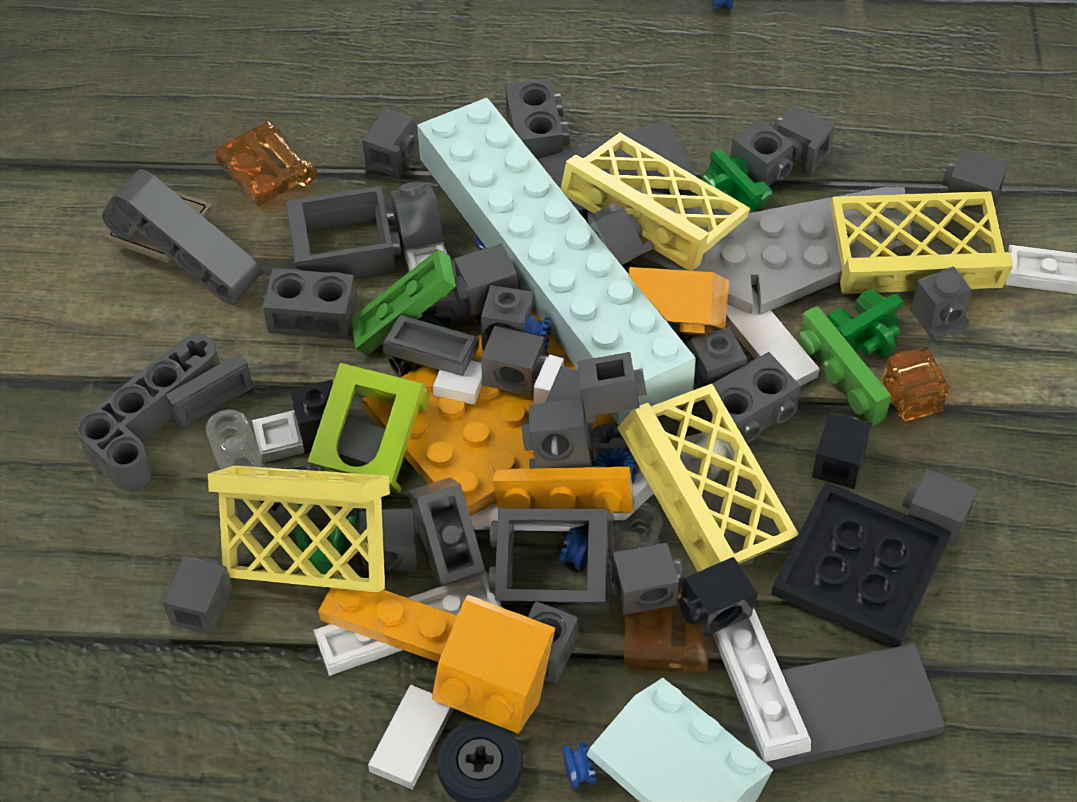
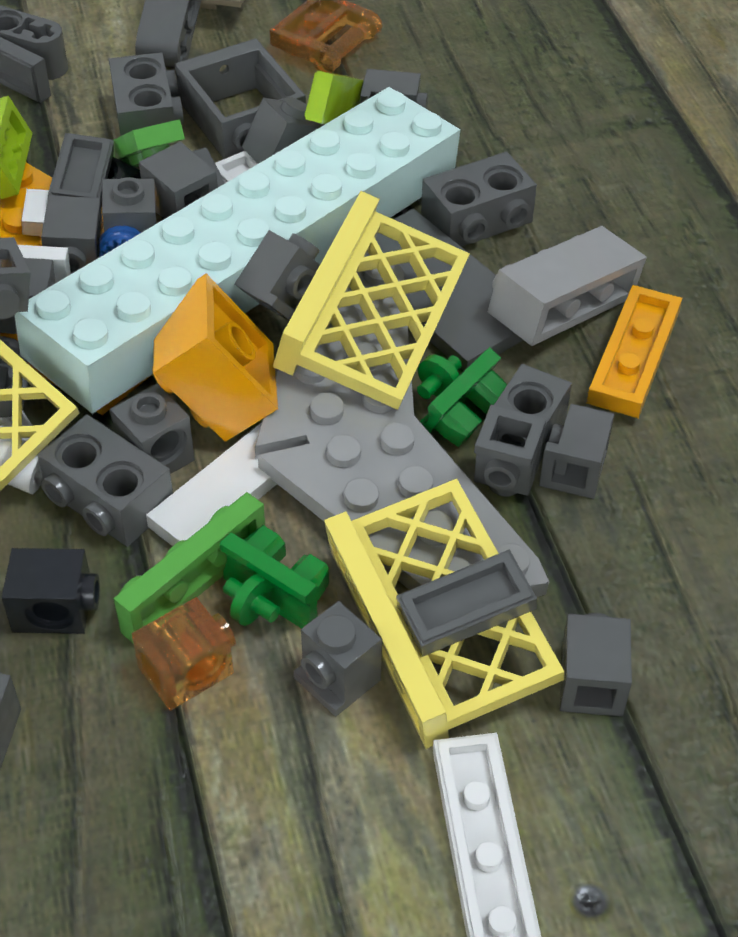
camera: 70 degrees right, 5 degrees down
(409, 162) = (332, 96): none -> lime tile
(655, 96) = (565, 284): none -> light grey brick
(718, 84) = (634, 351): none -> light orange plate
(804, 169) = (505, 466): none -> dark grey brick
(932, 218) = (466, 602): none -> dark grey tile

